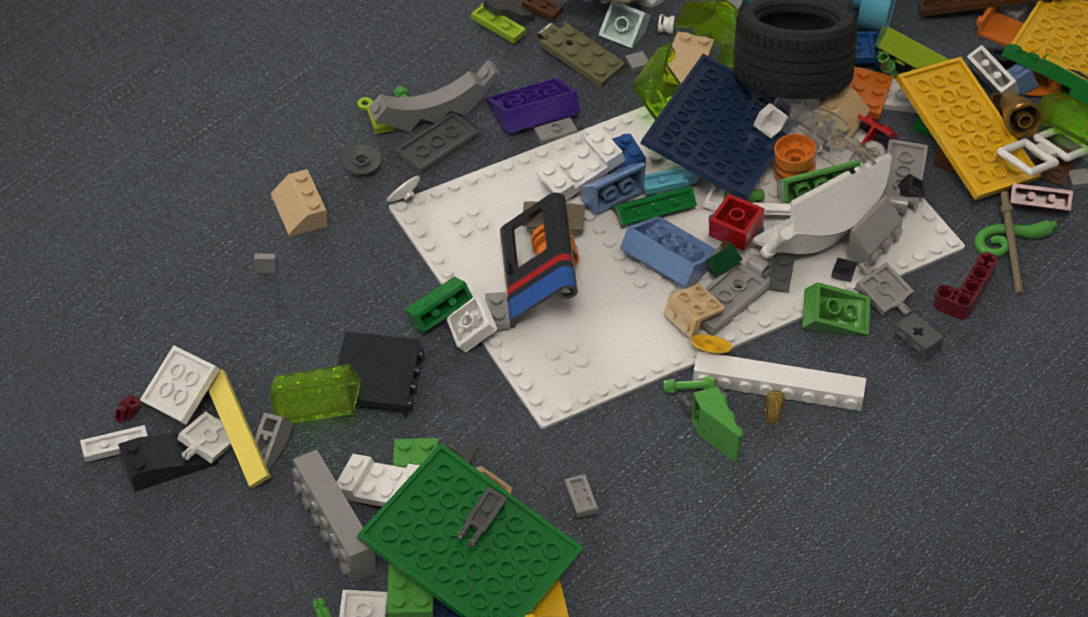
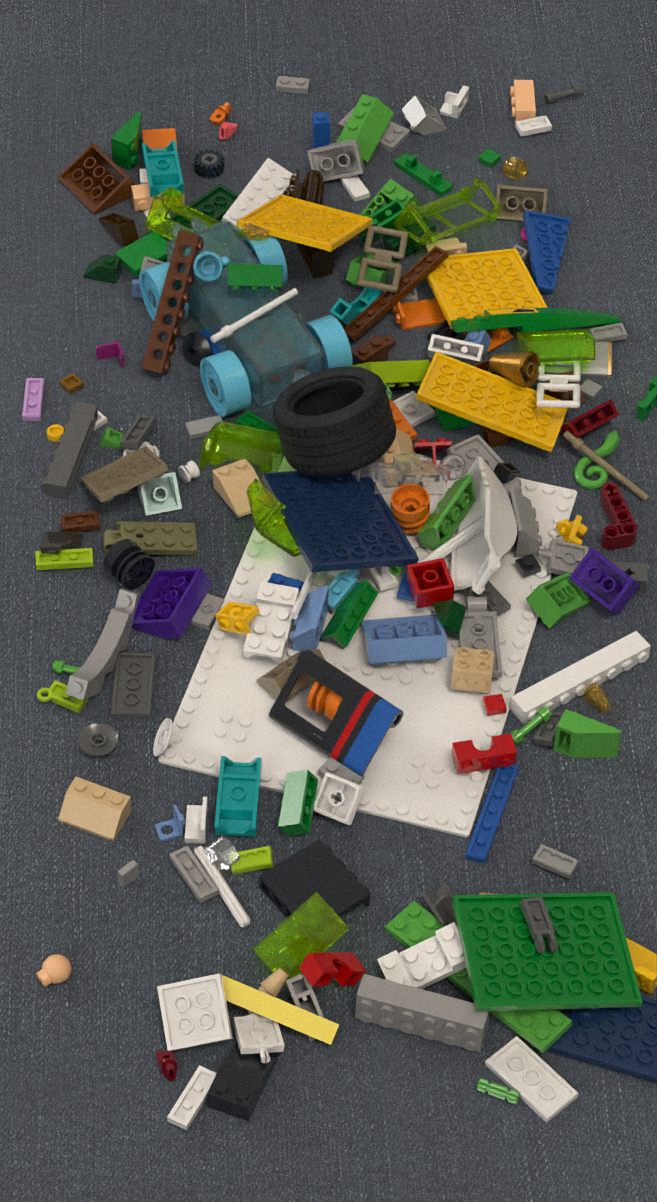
camera: 45 degrees left, 0 degrees up
(135, 287) = (54, 970): none -> light nougat piece
(256, 412) = (274, 983): none -> tan cone
(295, 420) = (323, 967): none -> red arch
(309, 298) = (193, 874): none -> light grey plate
(318, 322) = (223, 888): none -> white axle
(341, 298) = (222, 854): none -> clear panel
(343, 254) = (175, 823): none -> medium blue bracket
(358, 266) = (196, 823): none -> white panel
(360, 320) = (253, 860): none -> lime plate
(402, 267) = (238, 798): none -> teal piece
(532, 55) = (129, 564): none -> black wheel
(559, 141) = (236, 616): none -> yellow bracket
(582, 425) = (491, 813): none -> blue tile
(625, 161) = (302, 595): none -> white bar
(636, 61) = (200, 516): light grey tile -> none
(636, 385) = (469, 759): none -> red arch
(681, 349) = (494, 704): none -> red tile
(711, 344) = (512, 684): yellow dish -> none
(770, 120) = (365, 490): white panel -> none
(886, 324) = (605, 581): none -> dark purple slope
(923, 269) = (571, 529): none -> yellow hips
(925, 31) = (373, 350): none -> reddish brown hinge

